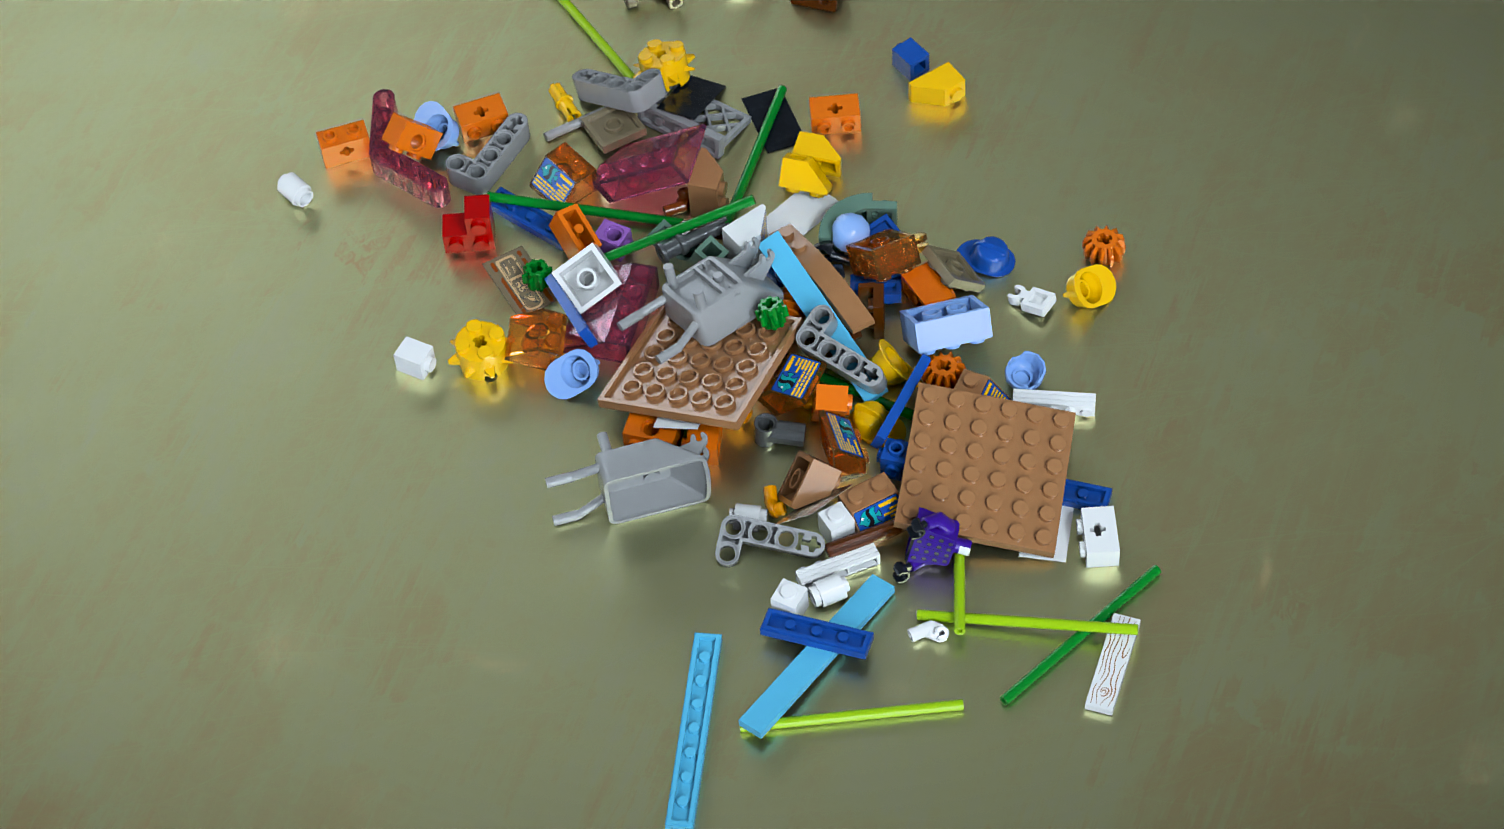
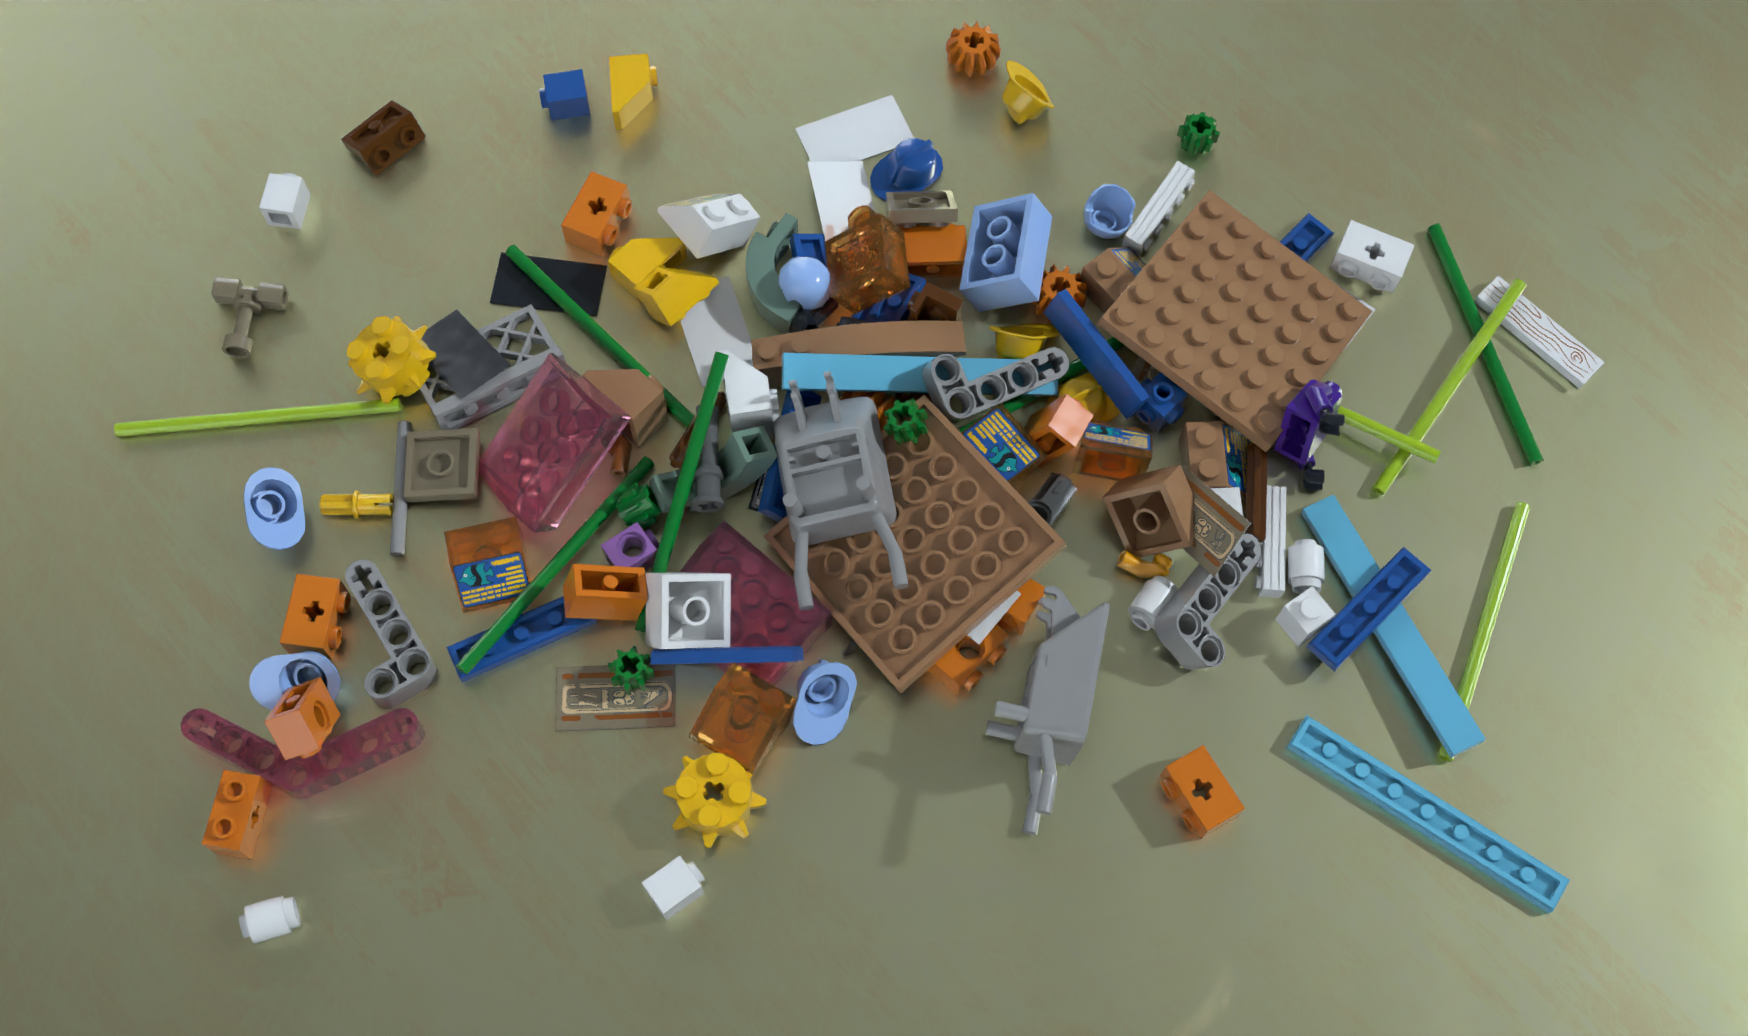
camera: 70 degrees left, 15 degrees up
(472, 229) = (502, 717): red brick -> none
(533, 63) = (274, 508): none -> light blue piece
(619, 91) = (403, 431): light grey beam -> none
(631, 595) = (1199, 772): none -> orange brick
(643, 225) = (638, 505): none -> green gear
(863, 168) = (711, 222): none -> white slope
(930, 630) = (1408, 487): white arm -> none
(943, 226) = (838, 191): none -> white sticker
(995, 218) = (856, 132): none -> white sticker
(1034, 301) = (1006, 152): white plate -> none
(1128, 397) = (1198, 133): none -> green gear

